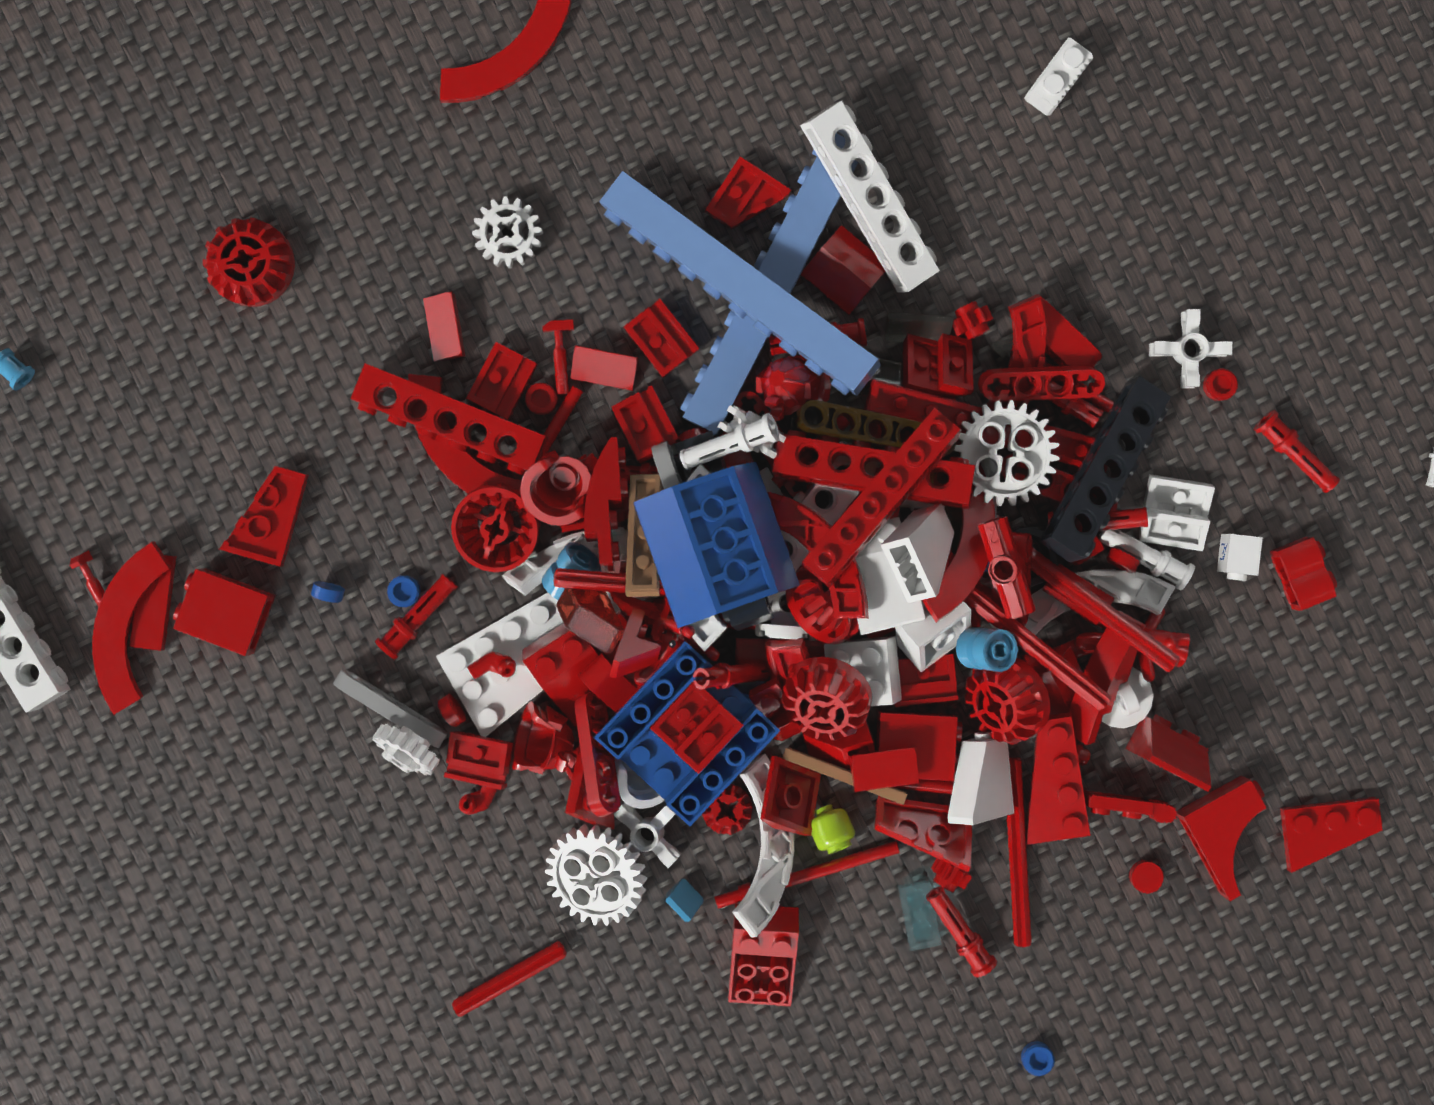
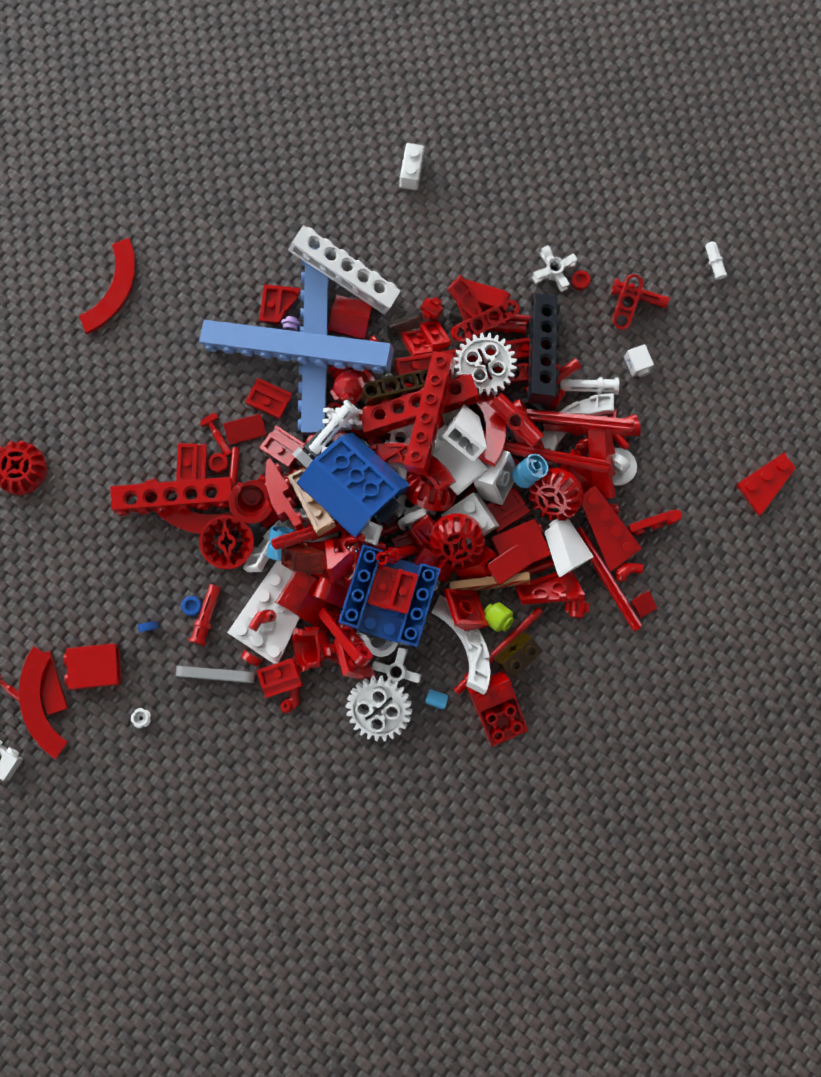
camera: 30 degrees left, 10 degrees down
(250, 719) = (136, 715): none -> white plate
(270, 520) = (96, 602): red wing -> none
(406, 749) = (235, 690): white gear -> none
(444, 326) = (145, 450): slope -> none
(509, 978) = (359, 797): red axle -> none
(516, 223) = (153, 375): white gear -> none
(742, 811) = (438, 645): red gear -> none
(749, 239) = (290, 324): none -> lavender plate
(830, 898) = (518, 654): none -> dark brown brick
(919, 916) = (572, 641): clear light blue plate -> none
(968, 943) = (606, 641): red pin -> none
(1037, 1058) = (681, 689): blue tile -> none
(1050, 913) = (643, 604): none -> red slope
(1052, 852) = (627, 568): none -> red arm
(1122, 560) = (578, 393): red tile -> none
(1146, 876) = (684, 557): red tile -> none
(1172, 751) = (659, 480): red slope -> none
(1177, 512) = (594, 356): white slope -> none
(1216, 825) = (706, 511): red arch -> none
(1268, 473) = (629, 311): none -> red beam
(1304, 573) = (677, 353): red brick -> none

